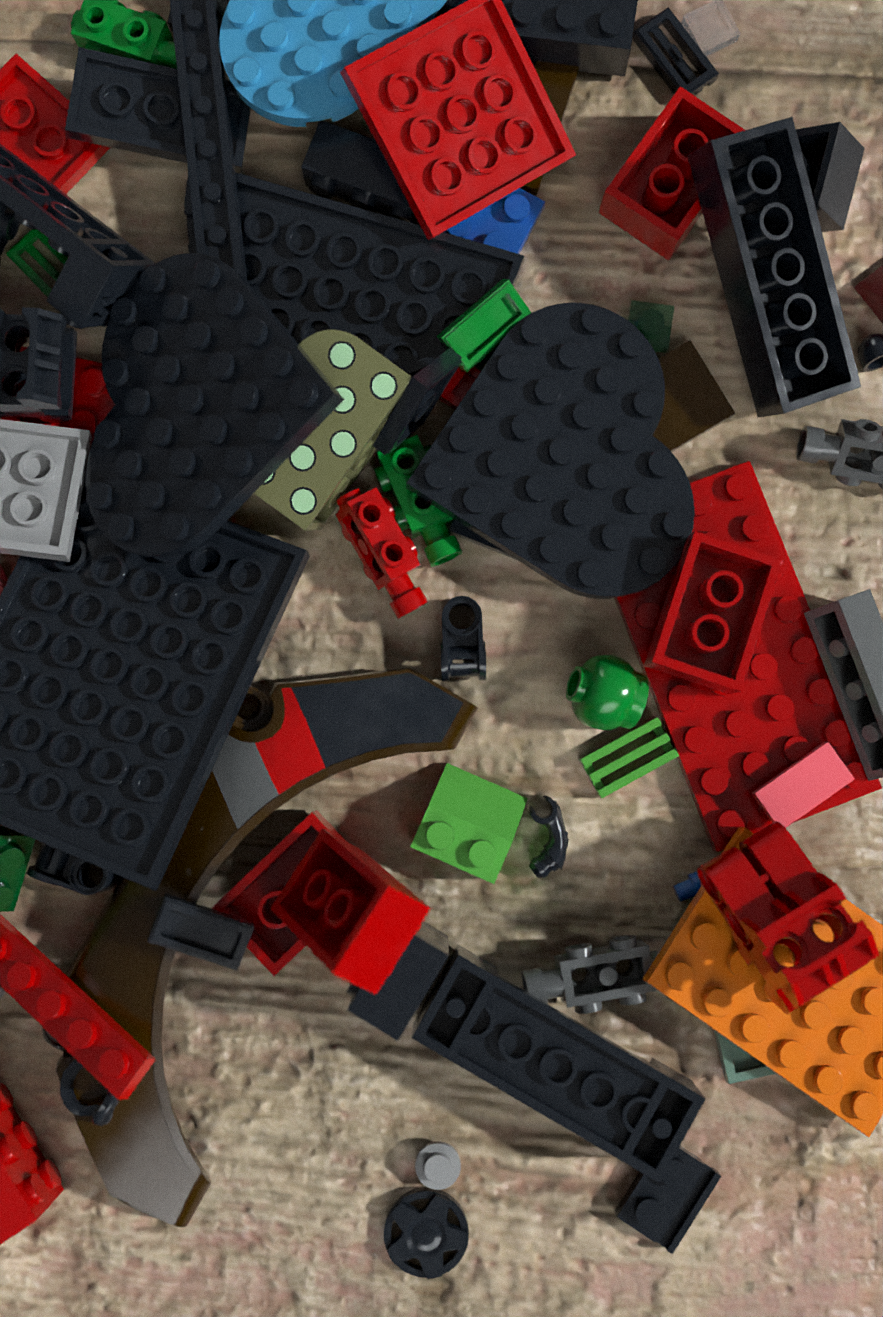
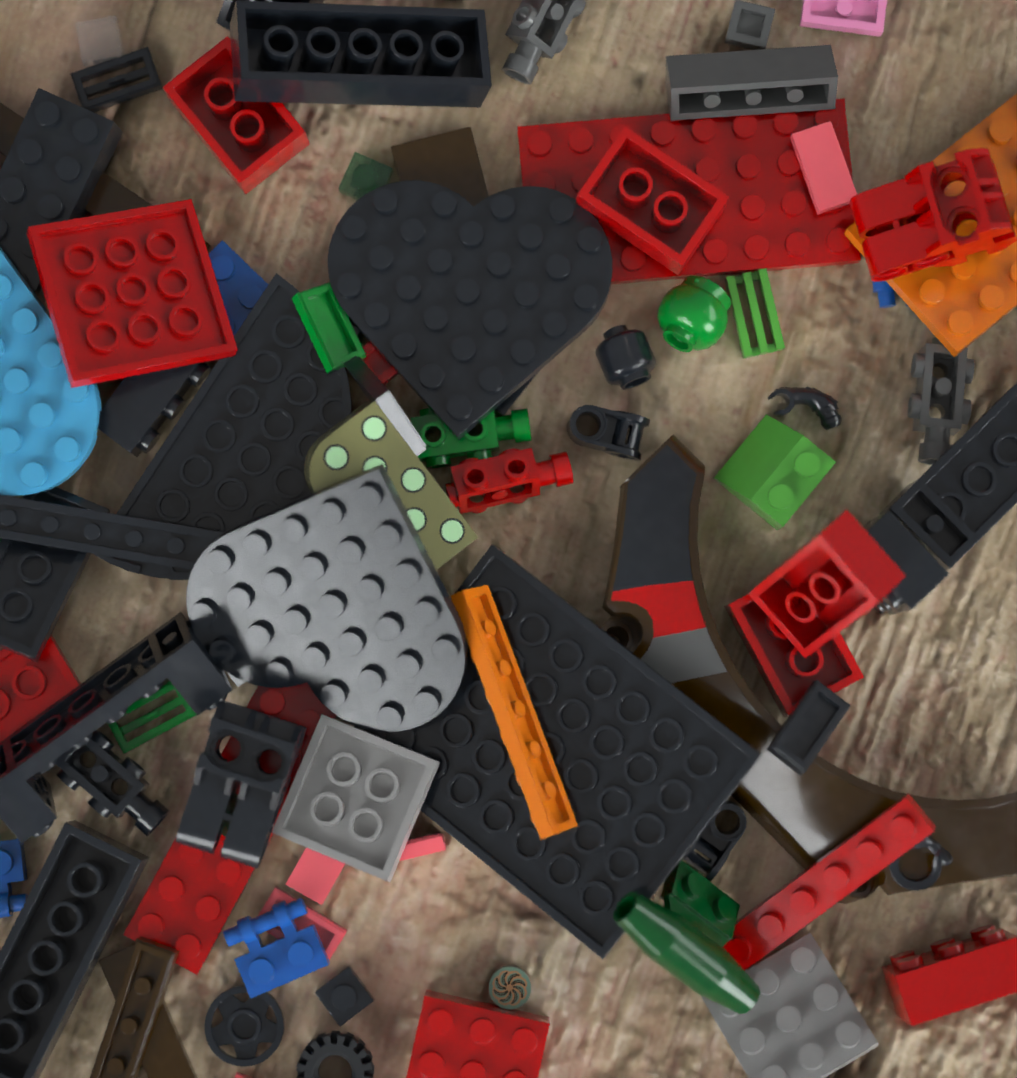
camera: 75 degrees left, 0 degrees up
(132, 619) = (514, 712): none -> orange plate
(543, 636) = (625, 357): none -> black head

